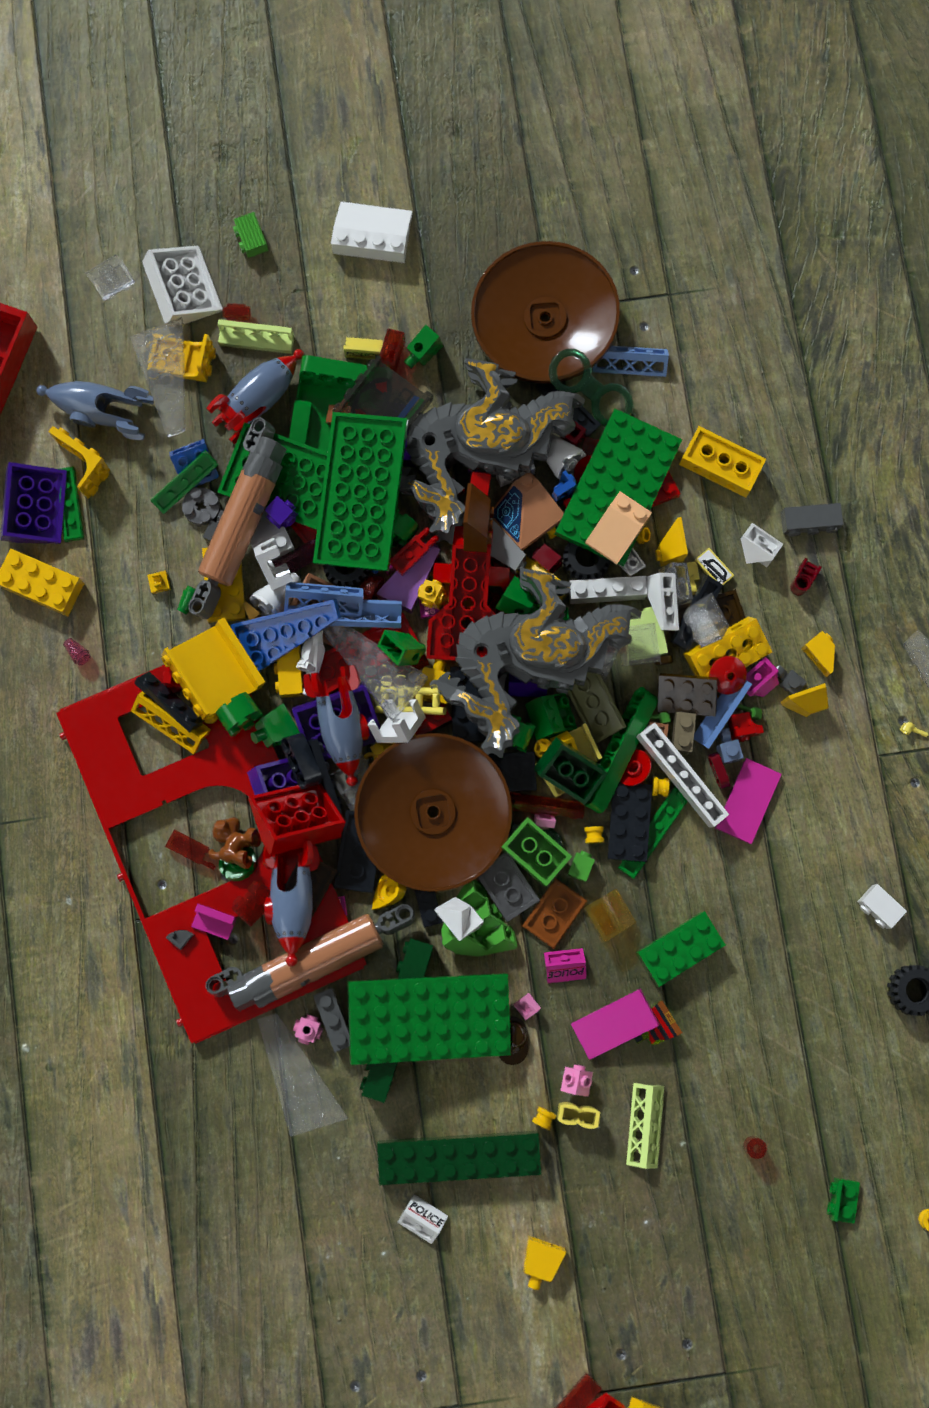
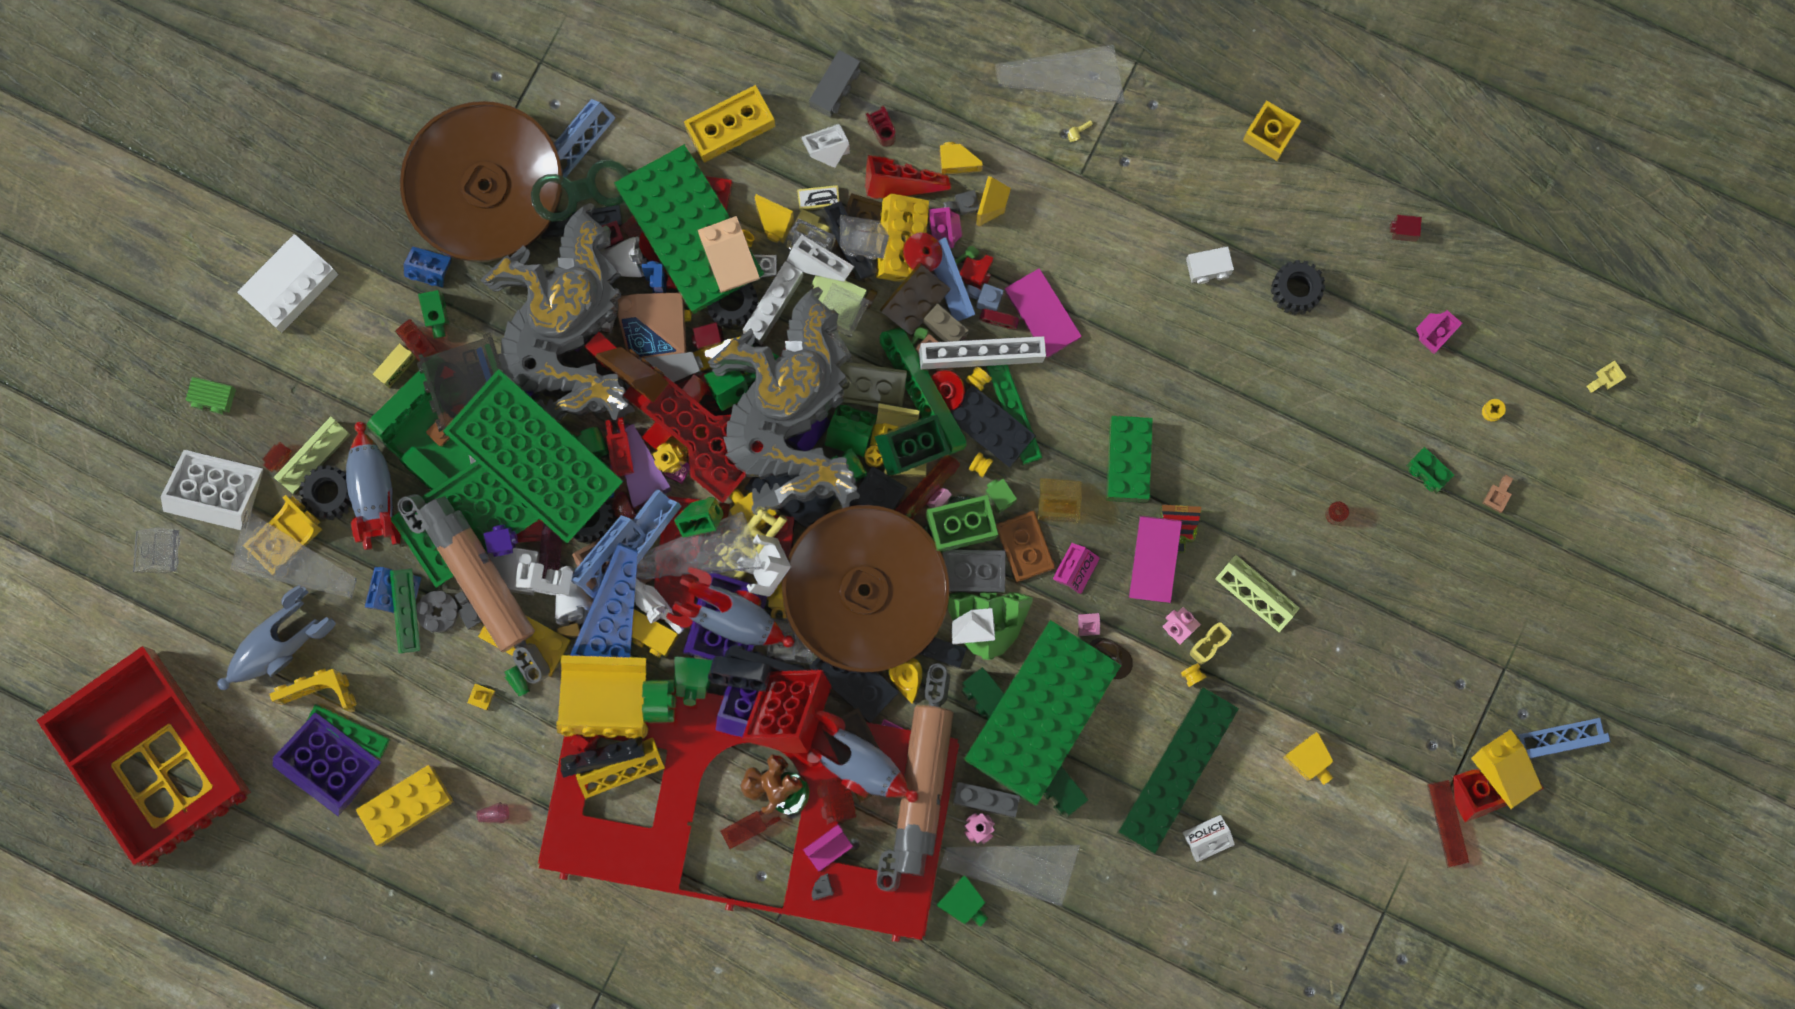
camera: 55 degrees left, 0 degrees up
(229, 353) = (315, 482): none -> black tyre
(242, 1057) = (964, 903): none -> green torso
(454, 319) = (426, 266): none -> blue bracket
(769, 611) = (888, 178): none -> red wedge
(862, 1273) = (1498, 496): none -> nougat plate

